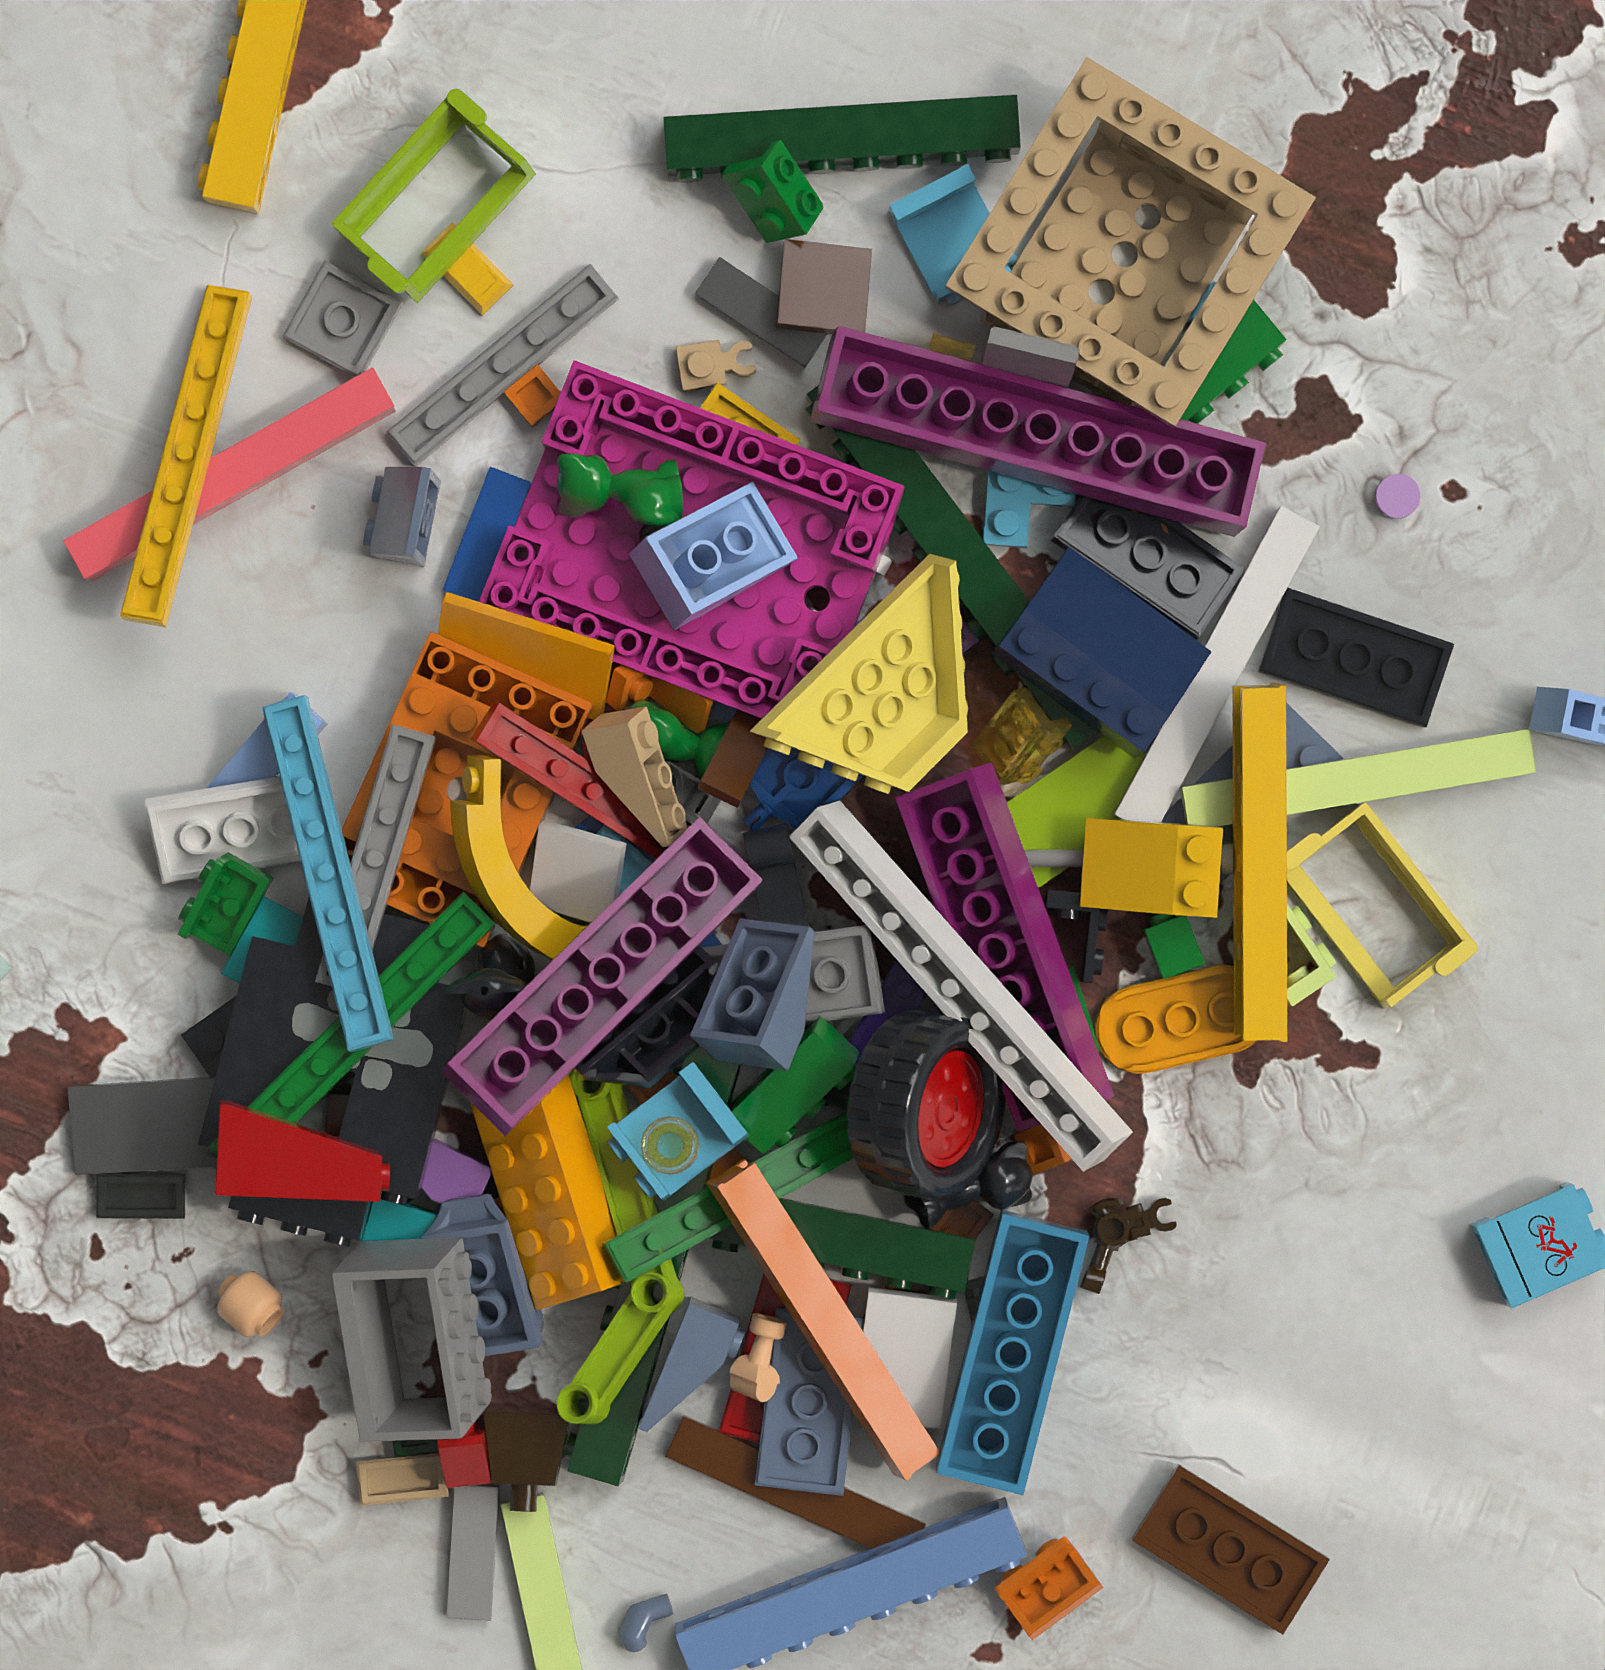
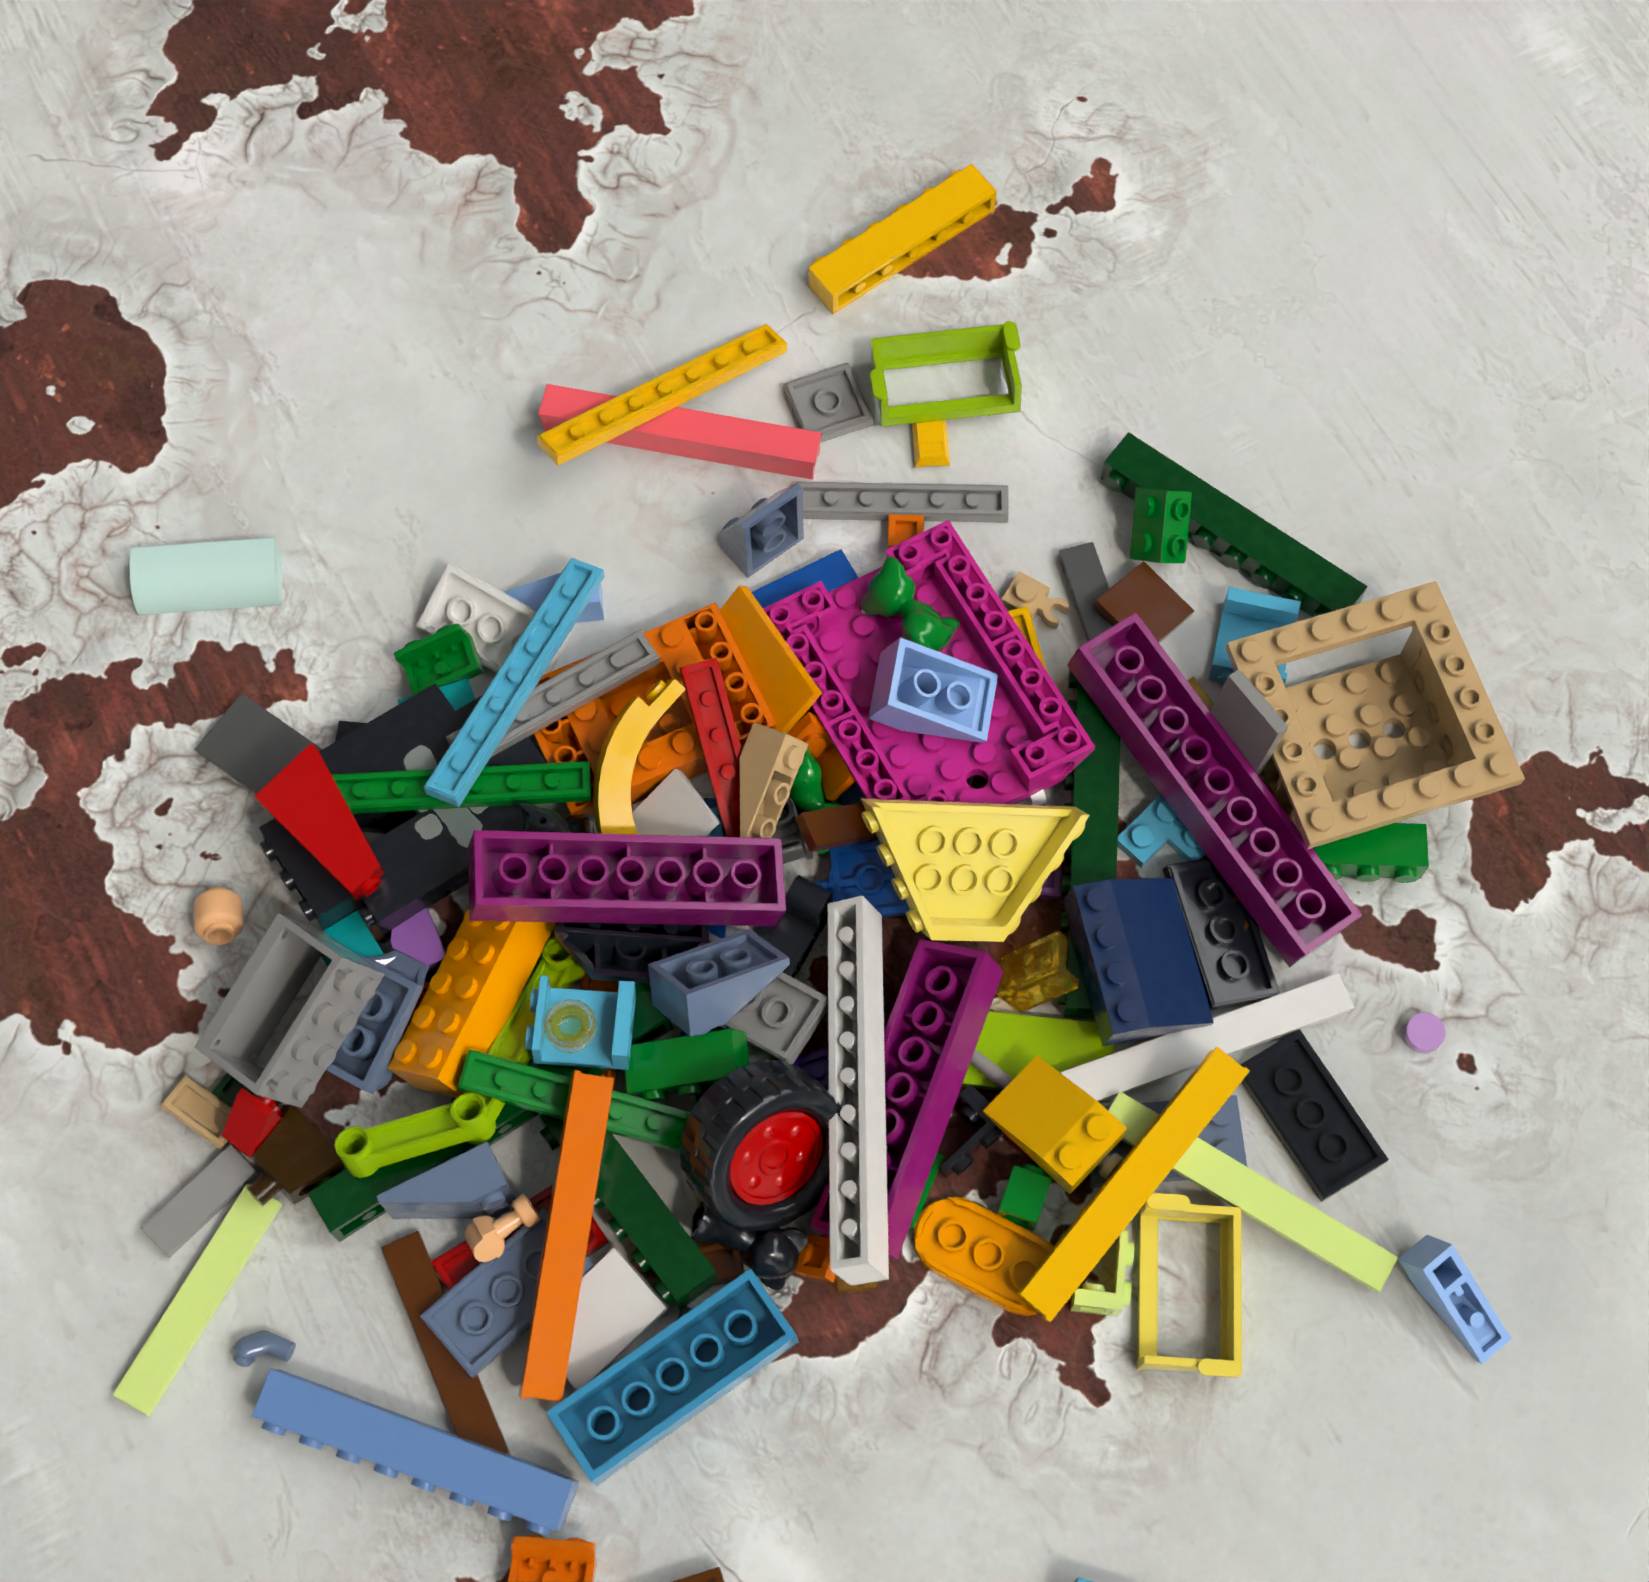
camera: 40 degrees right, 20 degrees down
(140, 1196) = (220, 796): pearl dark grey tile -> none
(1115, 1229) = (820, 1360): dark brown piece -> none

